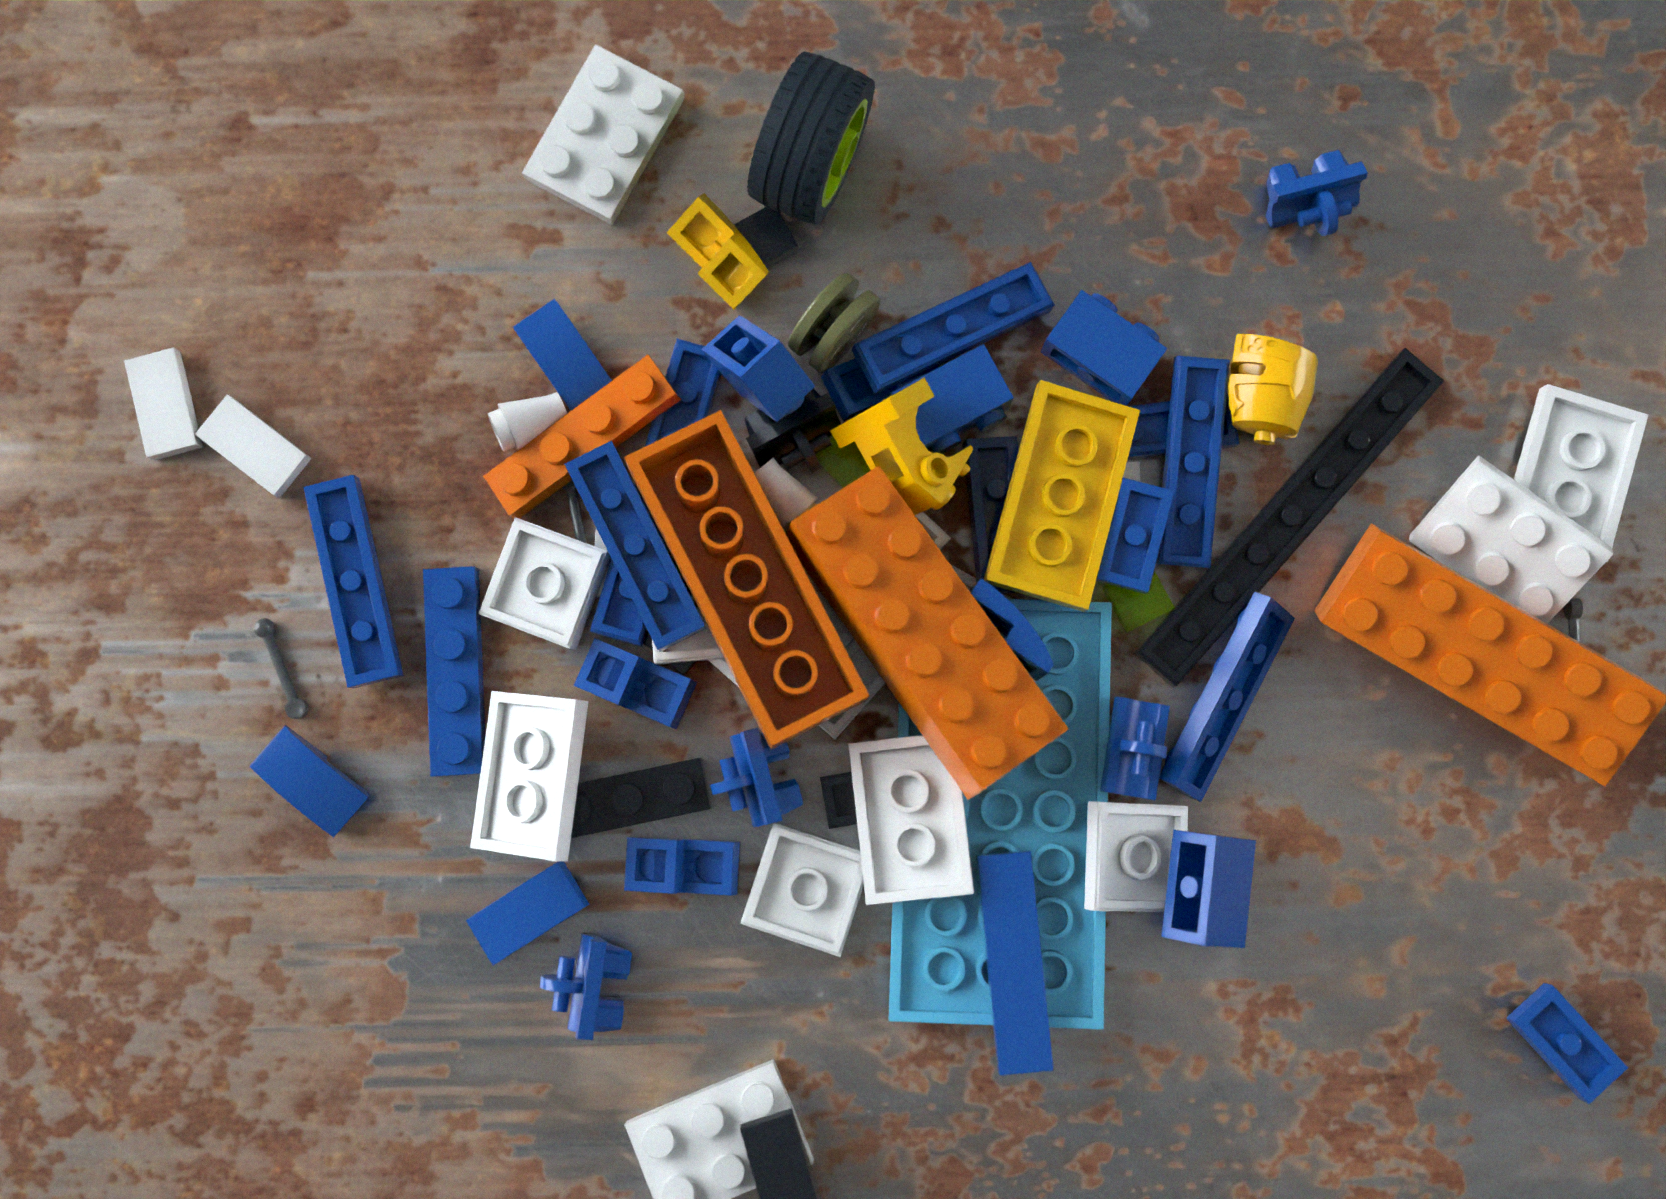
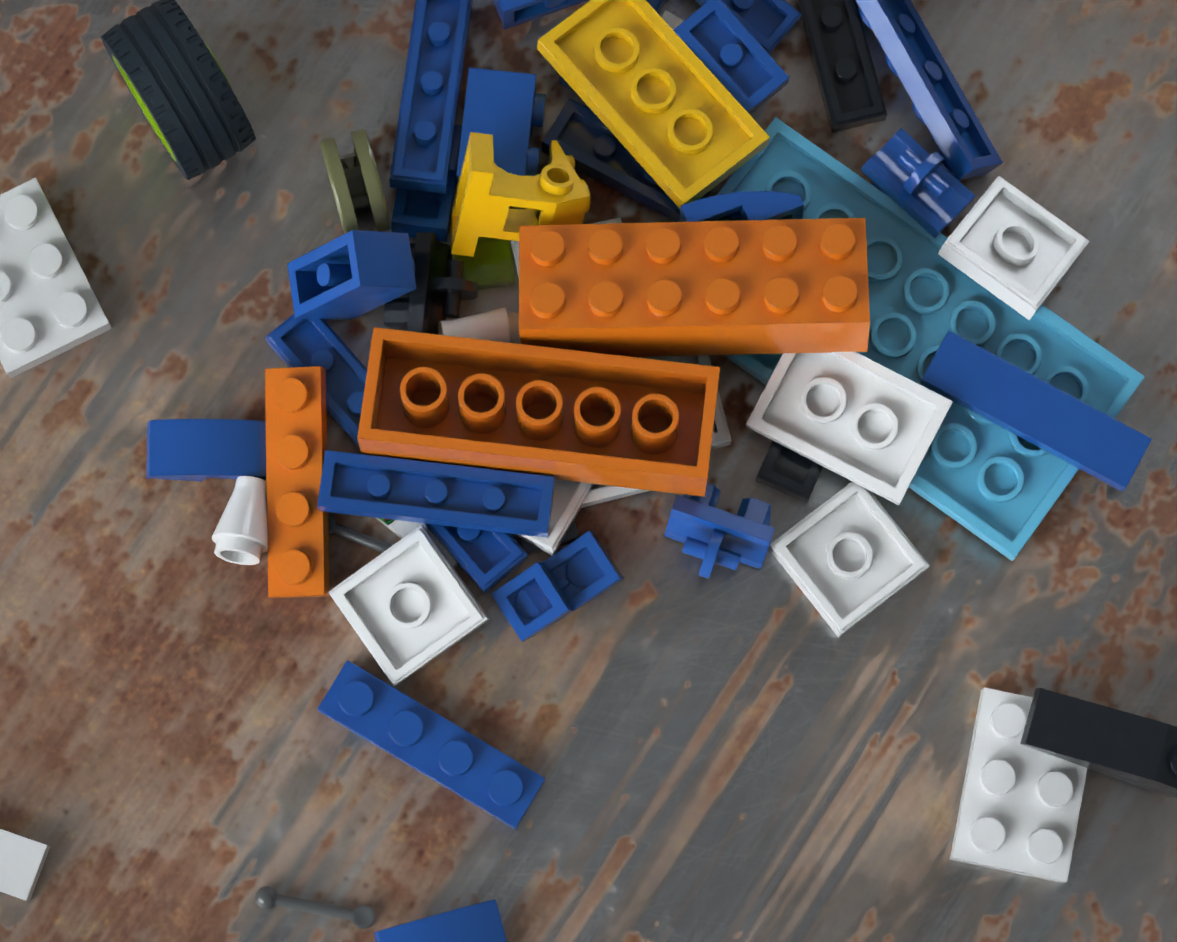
camera: 65 degrees left, 5 degrees down
(253, 446) = (85, 794): white tile -> none
(353, 581) = (283, 781): blue plate -> none
(527, 912) = (701, 820): blue slope -> none
(529, 775) = (578, 731): white plate -> none
(588, 1009) = (803, 810): blue hips -> none
(640, 797) = (659, 662): black plate -> none
(682, 866) = (752, 653): blue slope -> none
(720, 249) = (211, 244): yellow slope -> none
(768, 236) = (227, 199): black tile -> none
(1138, 608) = (794, 101): clear neon green tile -> none
(1208, 889) = (1082, 203): blue brick -> none

